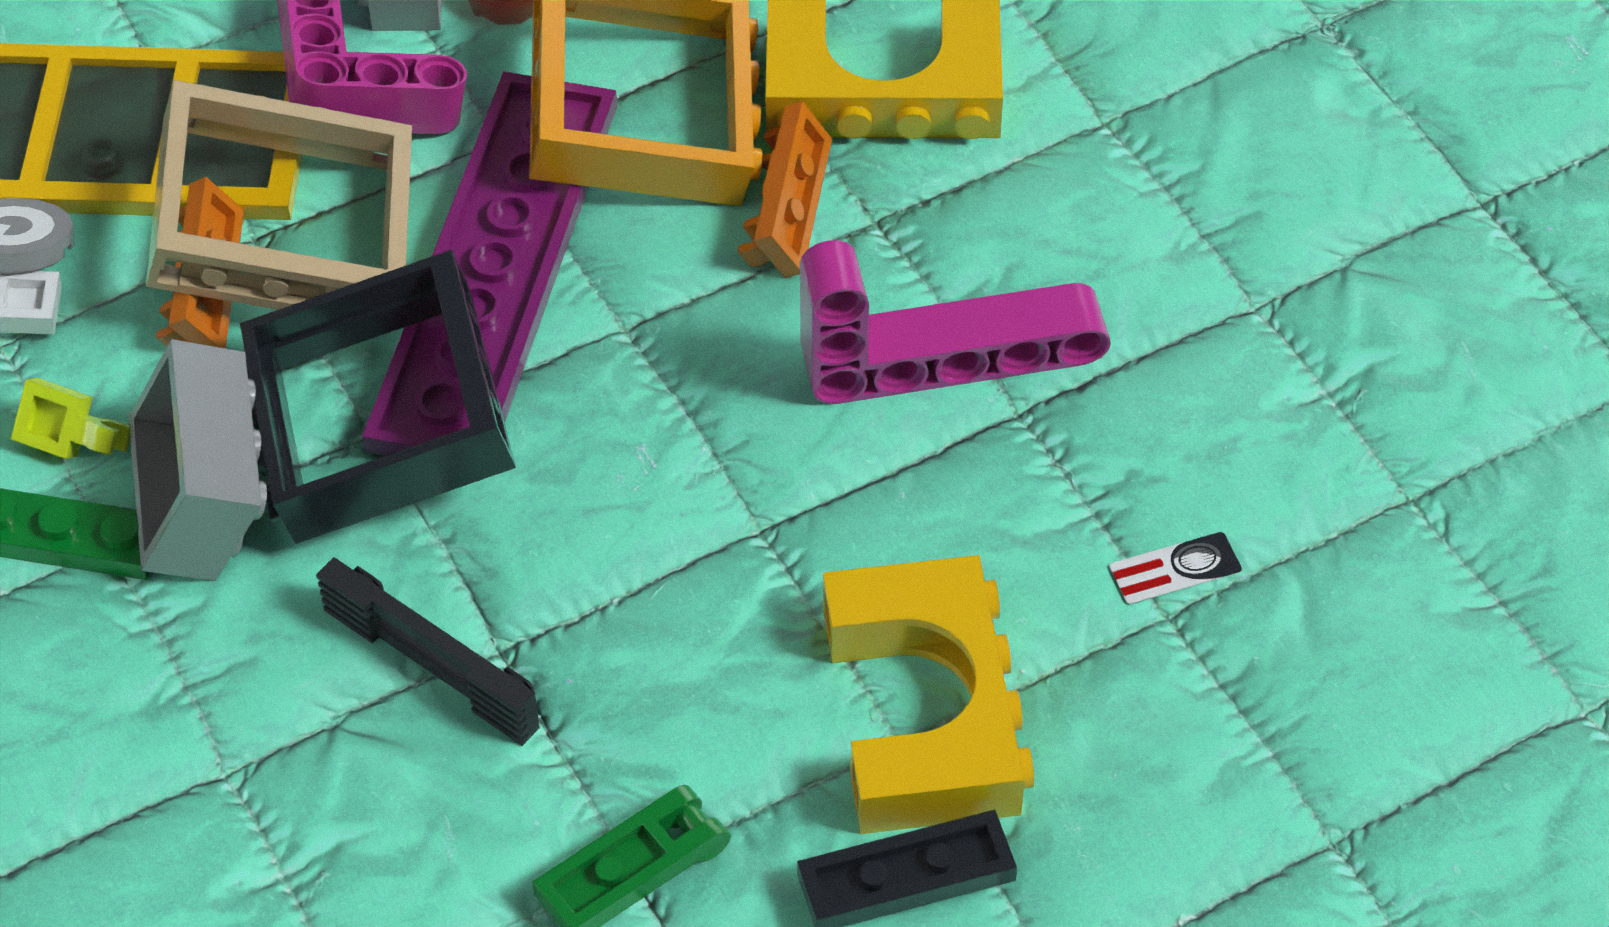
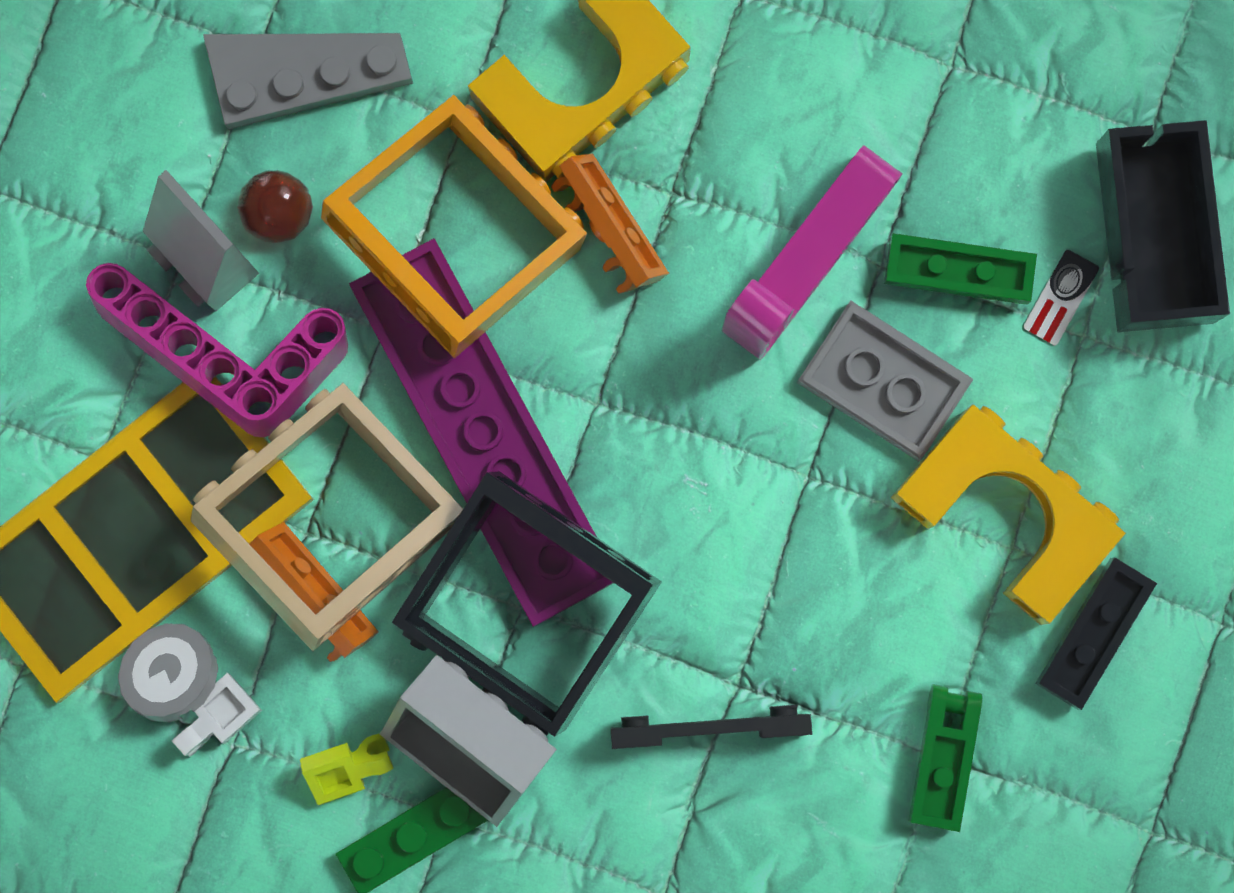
camera: 40 degrees left, 30 degrees up
(918, 493) = (885, 381): none -> light grey tile
(1091, 460) = (960, 269): none -> green plate
(1331, 555) = (1162, 226): none -> black piece

